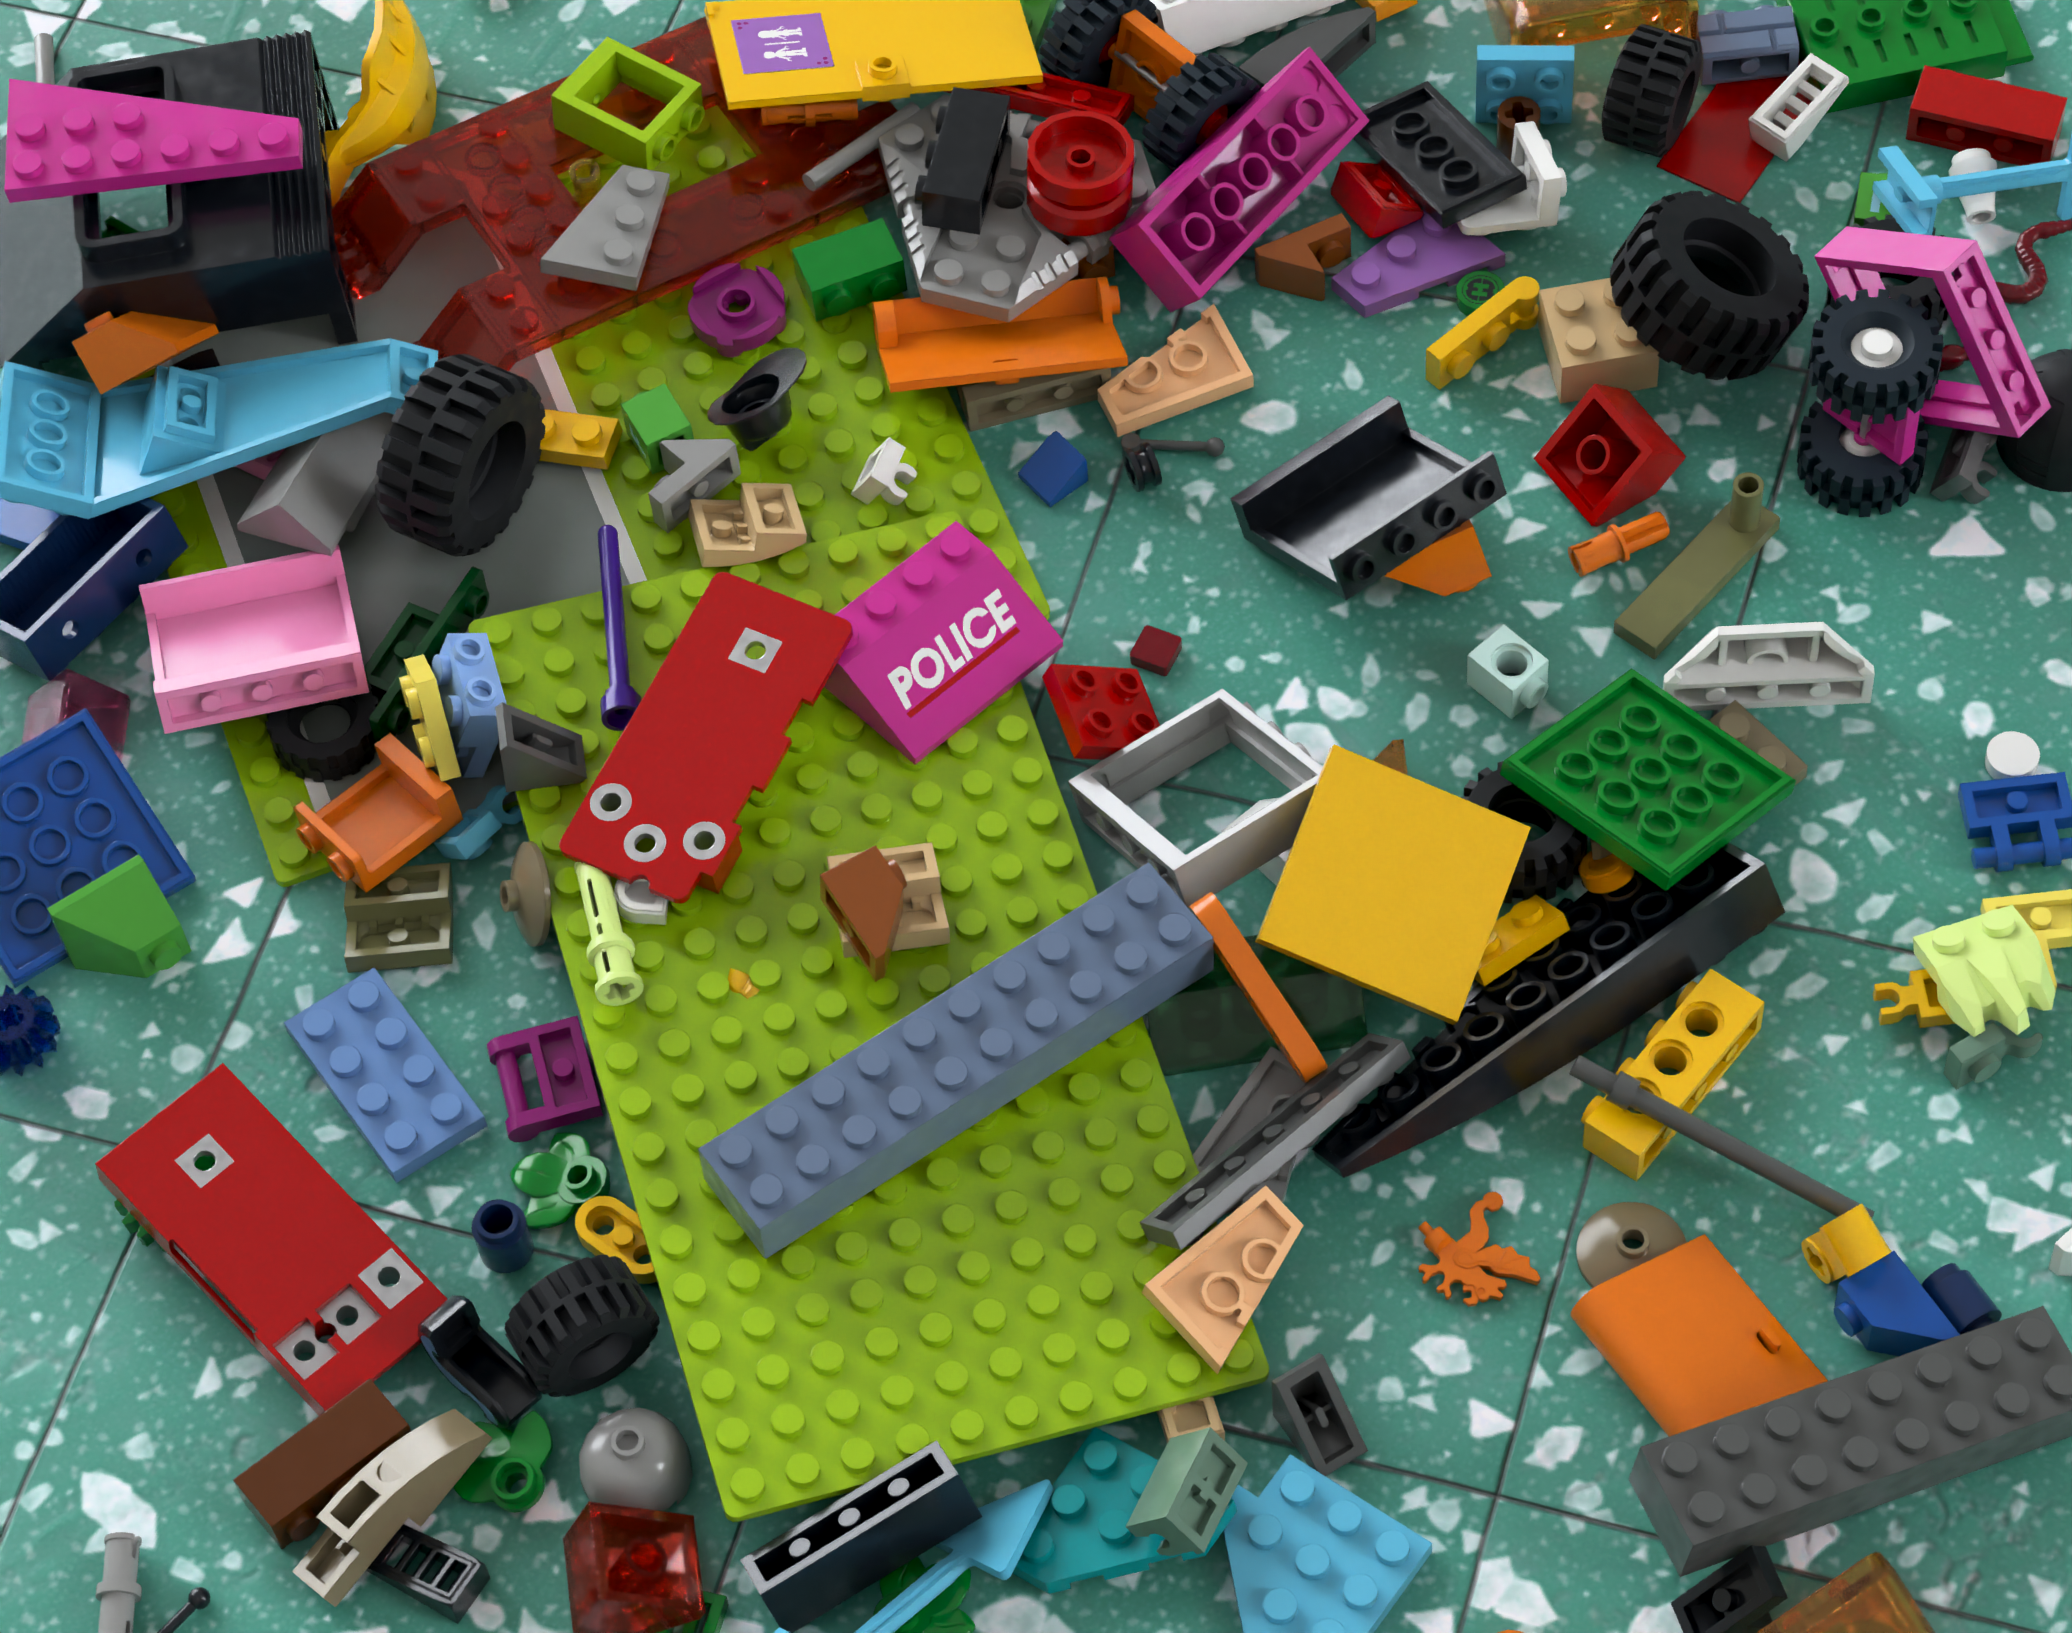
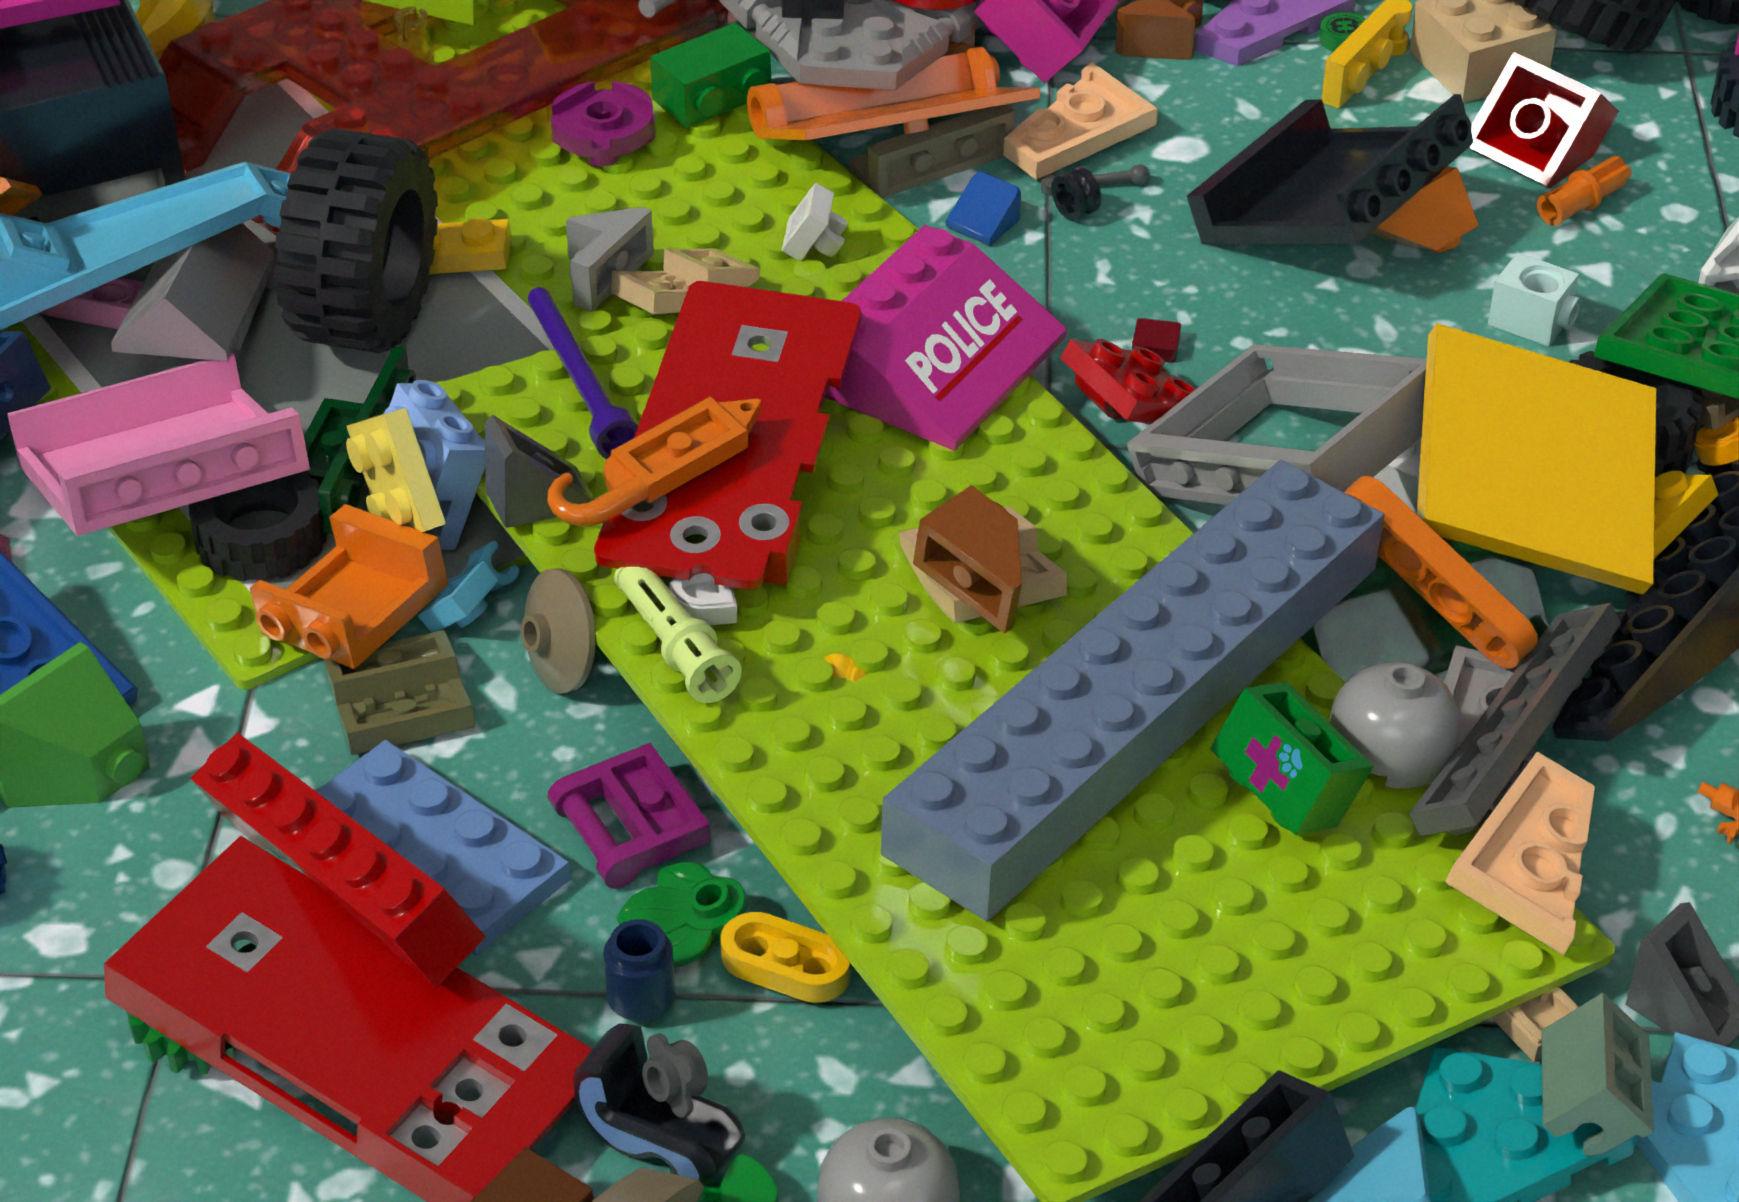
camera: 20 degrees left, 15 degrees down
(310, 1145) = (341, 856): none -> red arch
(490, 1343) = (674, 1073): none -> dark grey plate
(581, 1325) = (783, 1036): black tyre -> none
(612, 232) = (455, 59): light grey wing -> none
(633, 768) = (662, 459): none -> orange plate
(654, 418) = (543, 213): bright green brick -> none
(760, 399) = (662, 178): black piece -> none
(1053, 1158) = (1291, 758): none -> green brick
(1165, 1132) = (1398, 721): none -> light grey cylinder
(1700, 569) = (1676, 194): olive piece -> none

